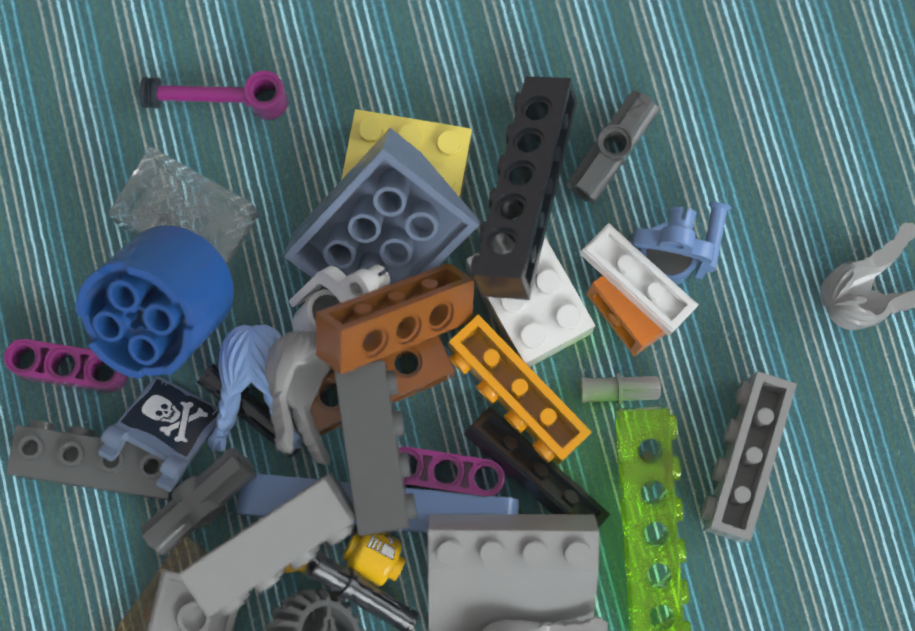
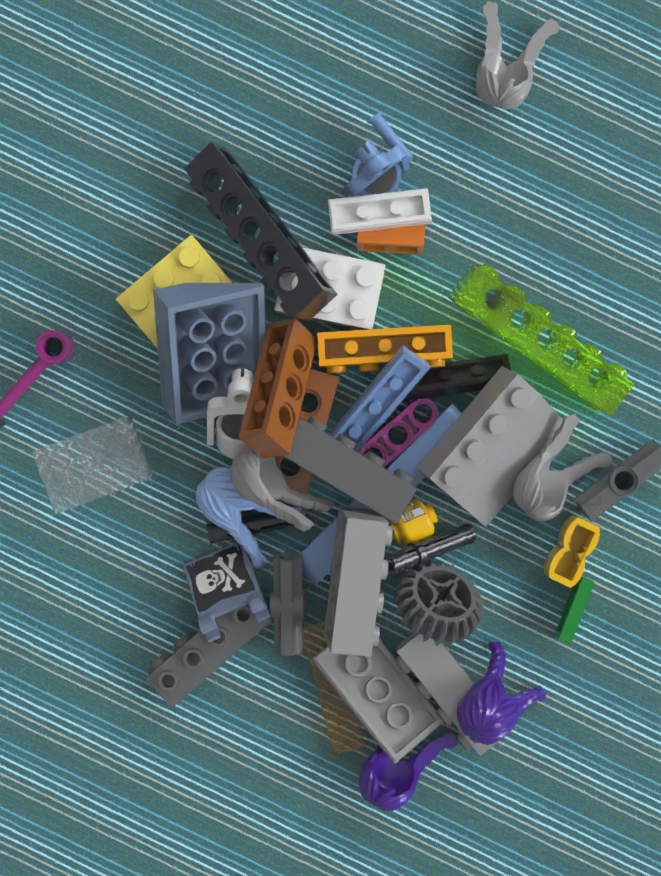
camera: 50 degrees left, 10 degrees up
(47, 362) = (120, 628): magenta beam -> none
(155, 301) = (141, 529): blue brick -> none
(469, 425) = (381, 397): none -> medium blue tile
(620, 389) = (435, 281): light grey axle -> none
(626, 129) = (272, 131): dark grey piece -> none
(749, 456) = (546, 237): light grey brick -> none

